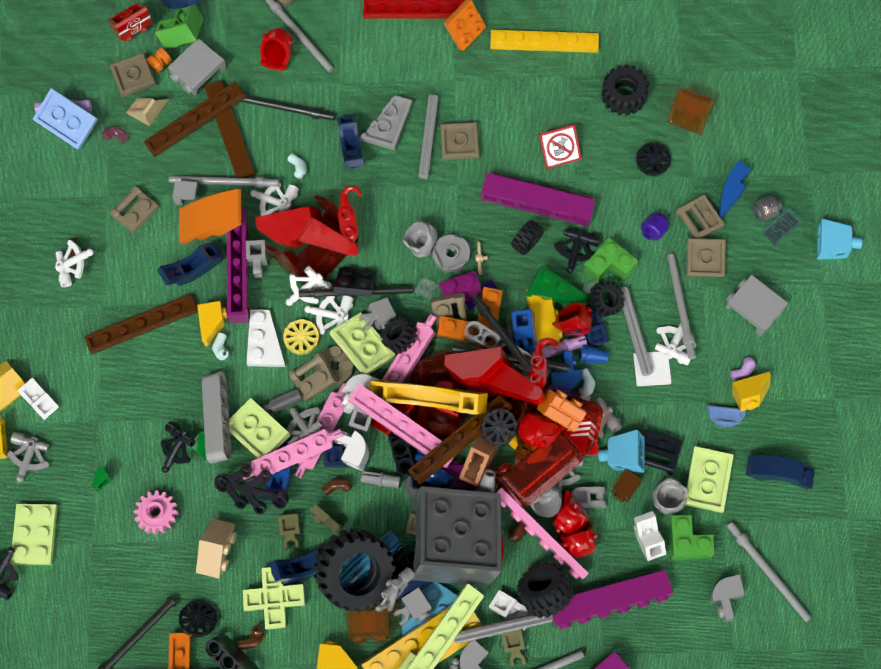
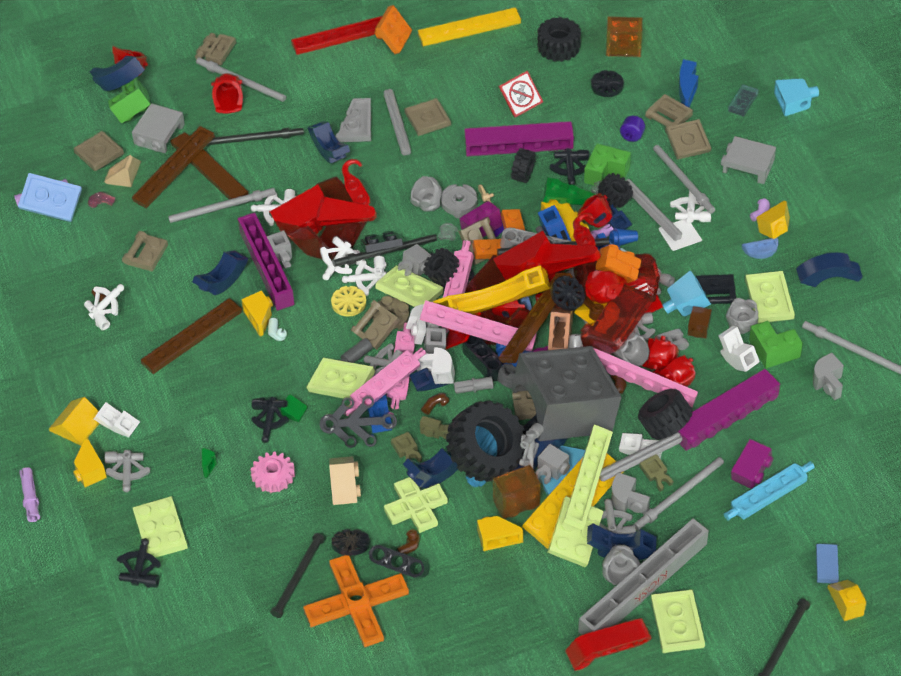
camera: 20 degrees left, 20 degrees down
(130, 21) = (81, 108): red slope -> none
(159, 60) = (120, 131): orange wheel -> none
(184, 191) = (188, 219): light grey panel -> none
(210, 216) = (224, 227): orange slope -> none
(216, 417) = (298, 380): light grey beam -> none
(263, 341) = (314, 315): white wing -> none
(300, 165) = (288, 174): light aqua arm -> none
(484, 310) = (511, 222): pearl dark grey bar -> none
(767, 208) = (724, 88): dark grey head -> none

